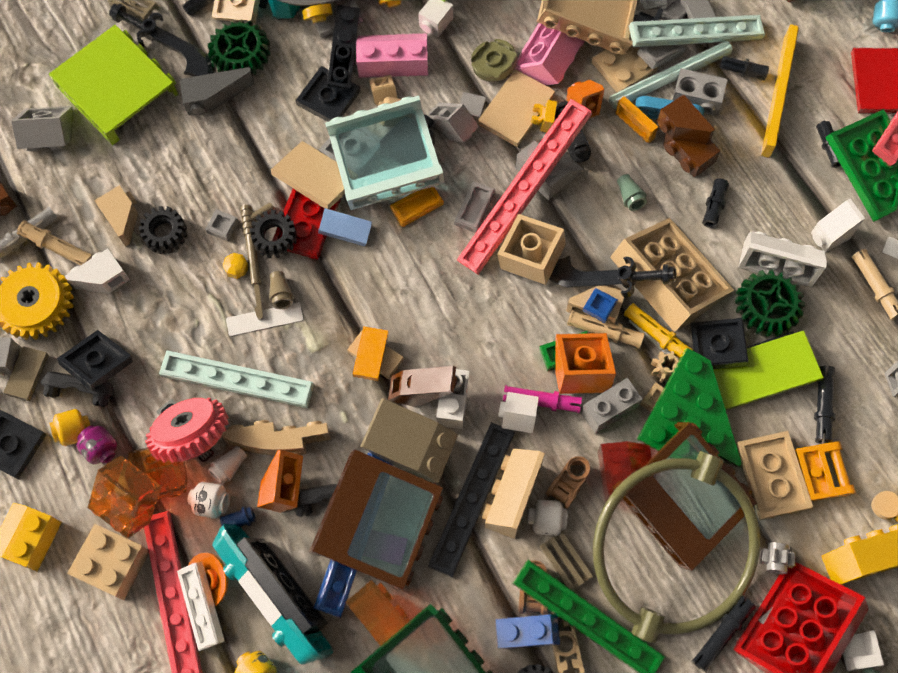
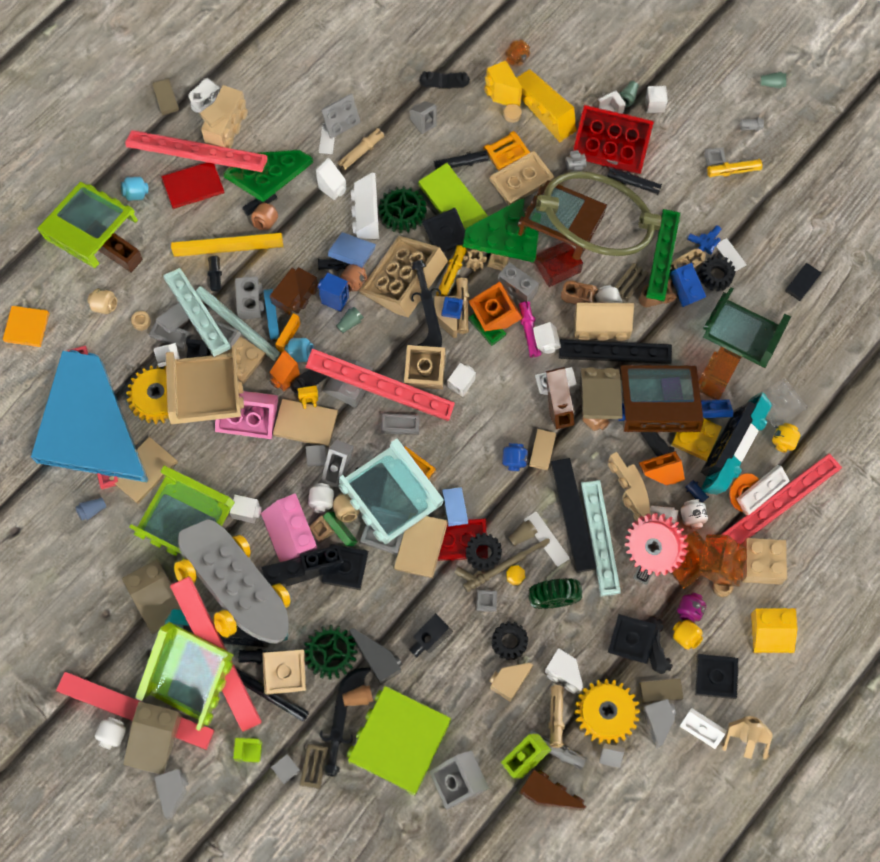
camera: 115 degrees left, 0 degrees up
(26, 192) = (526, 756): none -> lime brick
(176, 60) = (358, 696): none -> medium nougat cone
(185, 290) = (555, 593): none -> dark green gear
(201, 141) = (437, 629): none -> black torso
(278, 358) = (573, 515): none -> black tile
(305, 566) = (698, 443): none -> yellow plate
(368, 98) = (340, 529): none -> green tile
(370, 353) = (546, 448): light orange tile -> none
(377, 314) = (515, 456): none -> blue head
(415, 86) = (321, 498): none -> white head
(494, 60) = (269, 452): olive tile -> none
(503, 290) = (461, 379): none -> white brick
(610, 124) = (299, 349): none -> medium azure head
(671, 178) = (333, 291): none -> blue brick
(687, 212) = (355, 276): none -> nougat head
(727, 222) = (351, 250): none -> medium blue tile
(807, 140) = (264, 216): none -> nougat head

